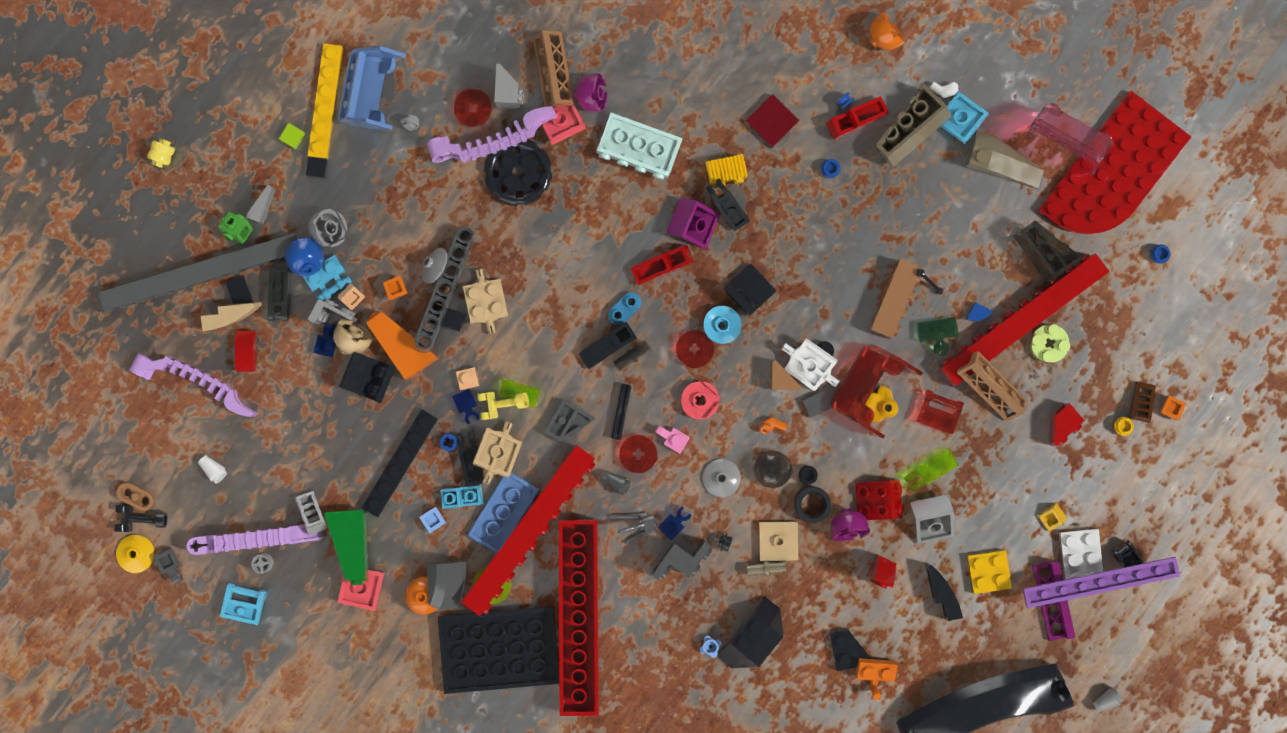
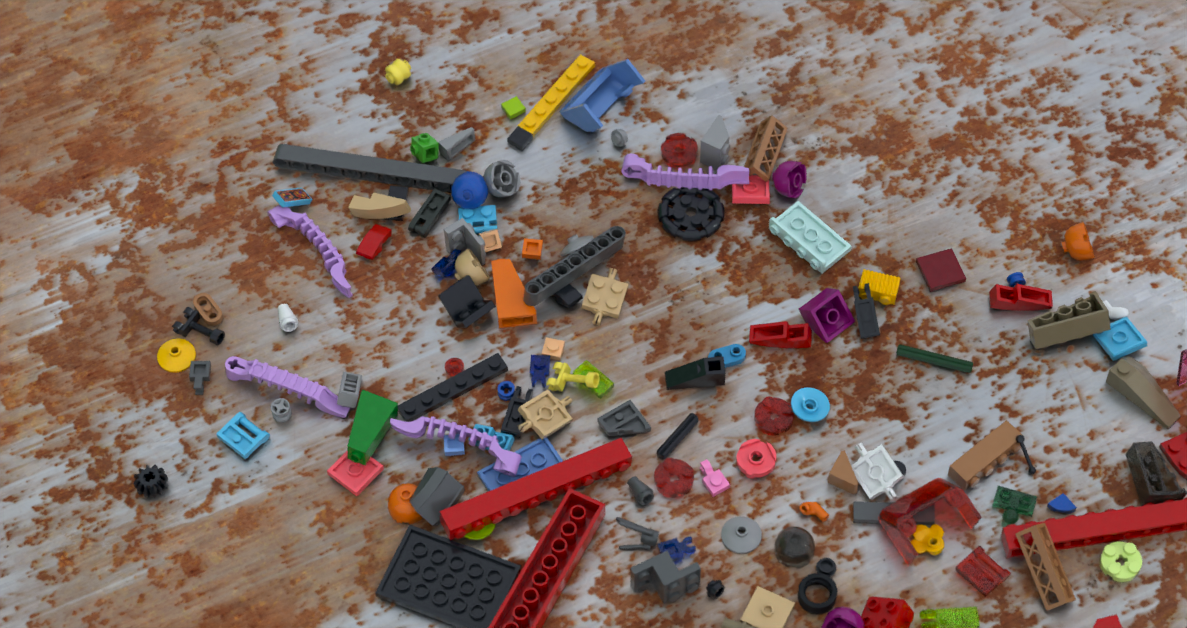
camera: 30 degrees right, 30 degrees down
(143, 344) = (292, 197): none -> tile
(188, 696) = (150, 481): none -> black gear
(396, 442) = (452, 371): none -> clear red plate
(489, 518) = (506, 462): none -> lavender piece
(631, 355) = (712, 394): clear smoke pin -> none
(749, 290) = (849, 389): black bracket -> none
(808, 219) = (934, 358): none -> dark green axle
(830, 168) = (976, 327): blue plate -> none

